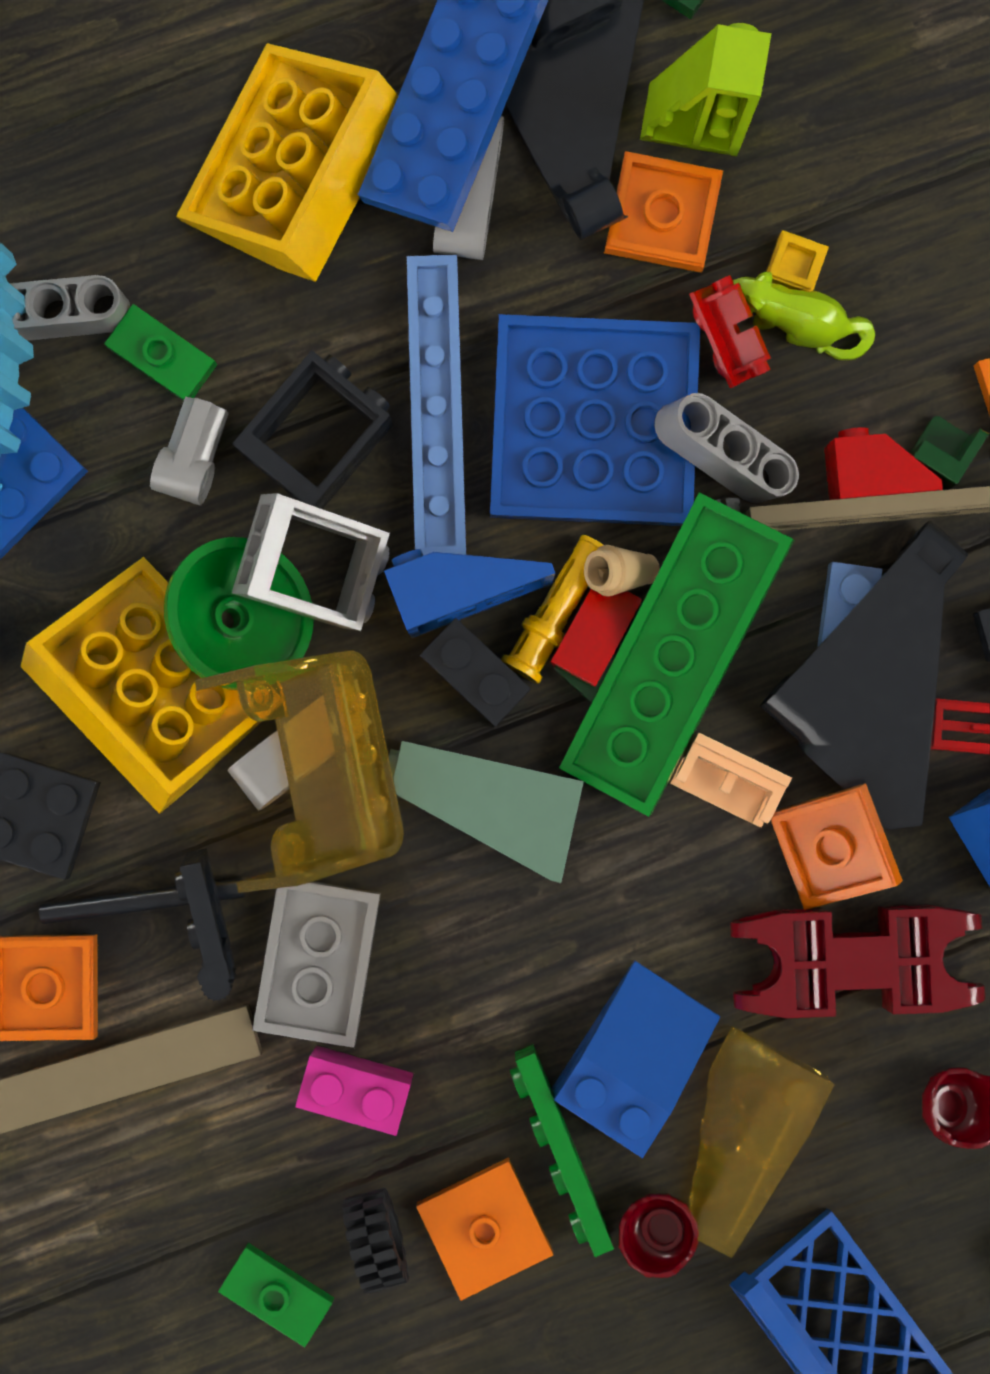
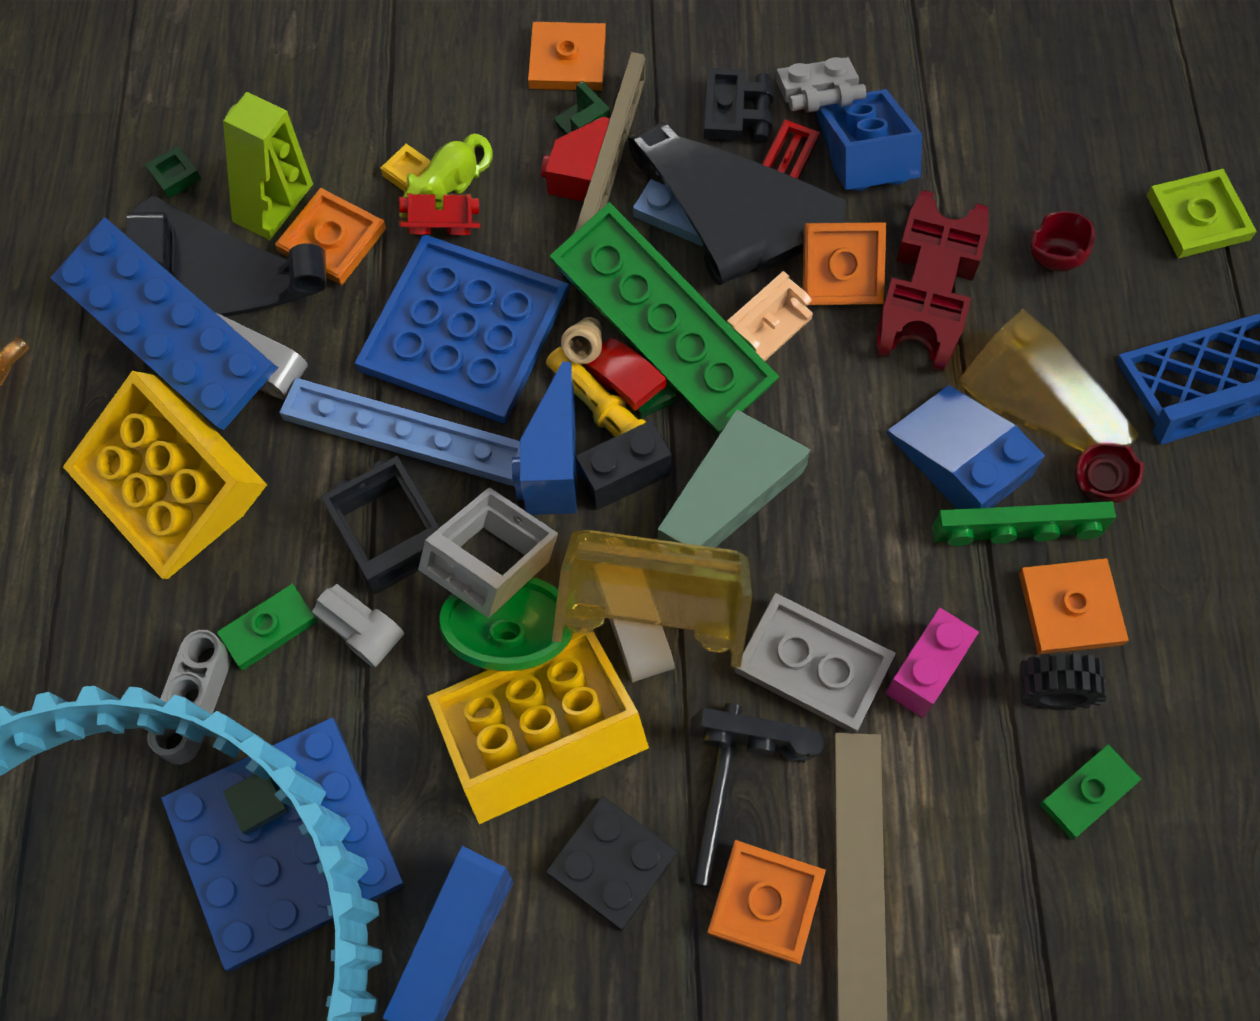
camera: 70 degrees left, 20 degrees down
(748, 448) = (521, 240): light grey beam -> none

